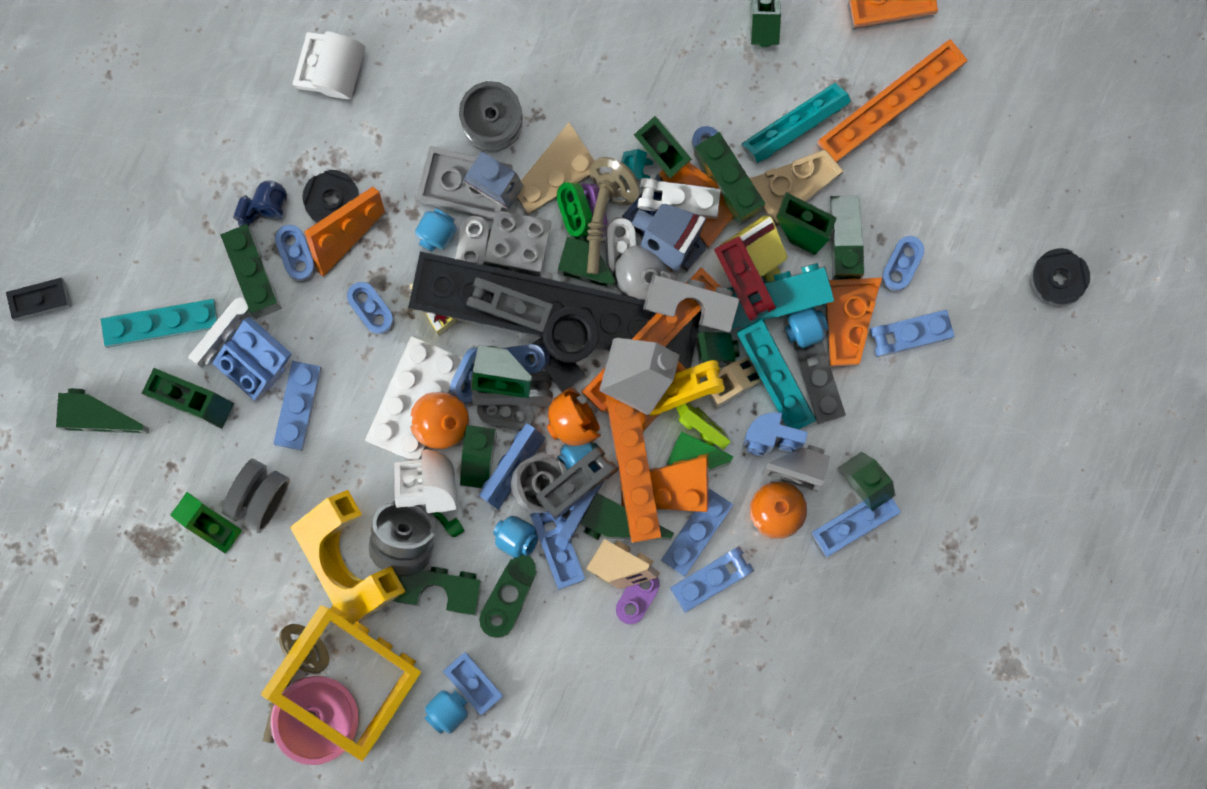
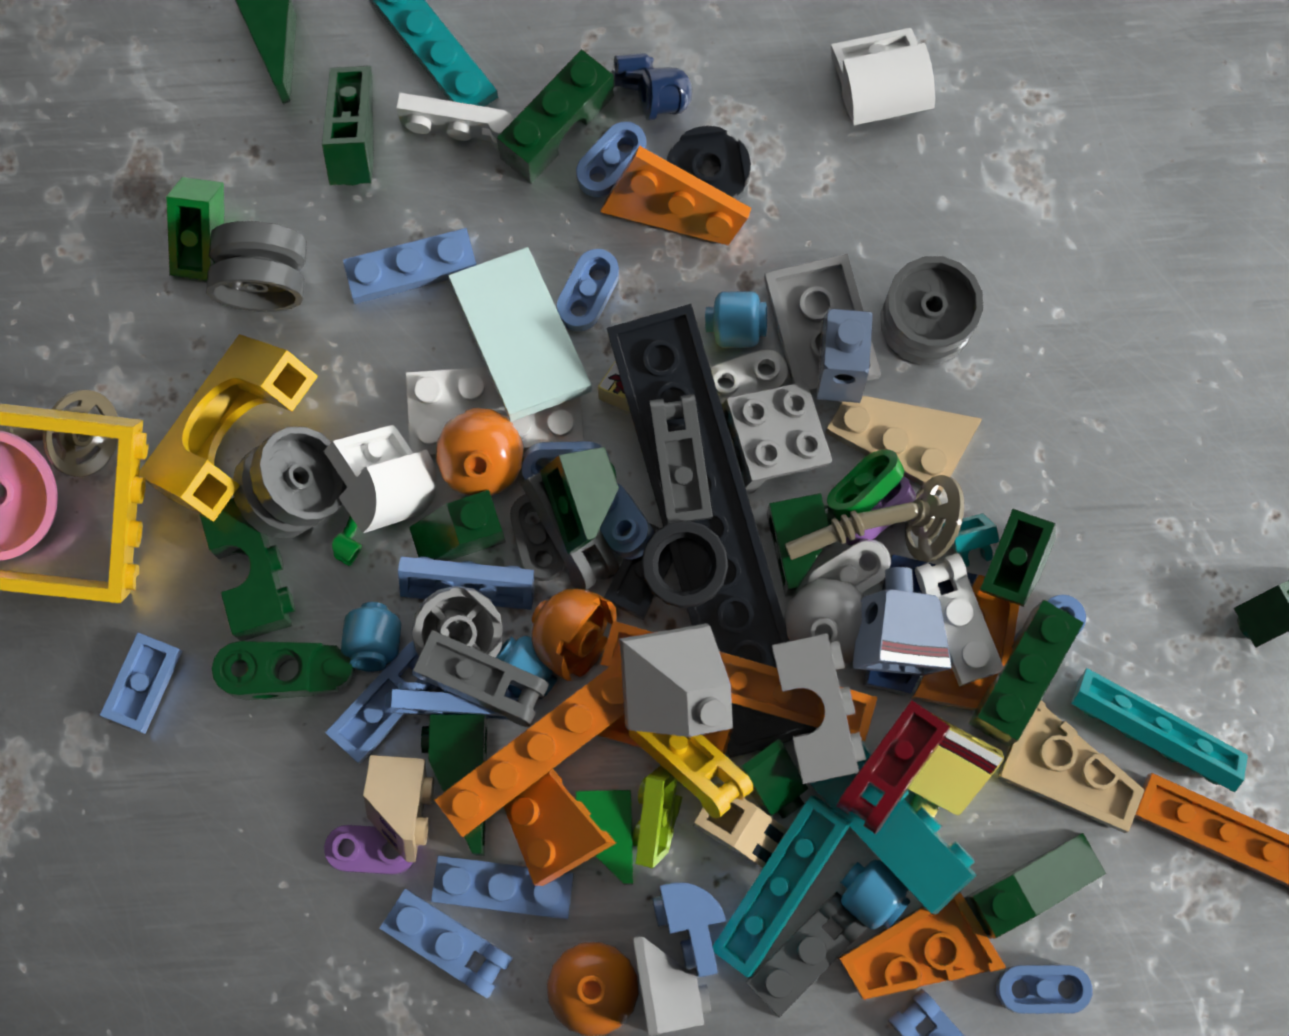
camera: 60 degrees right, 5 degrees down
(252, 359) = (439, 175): medium blue brick -> none
(377, 361) = (520, 334): none -> light aqua tile
(446, 711) = (83, 665): dark azure head -> none
(804, 223) = (1021, 814): dark green slope -> none

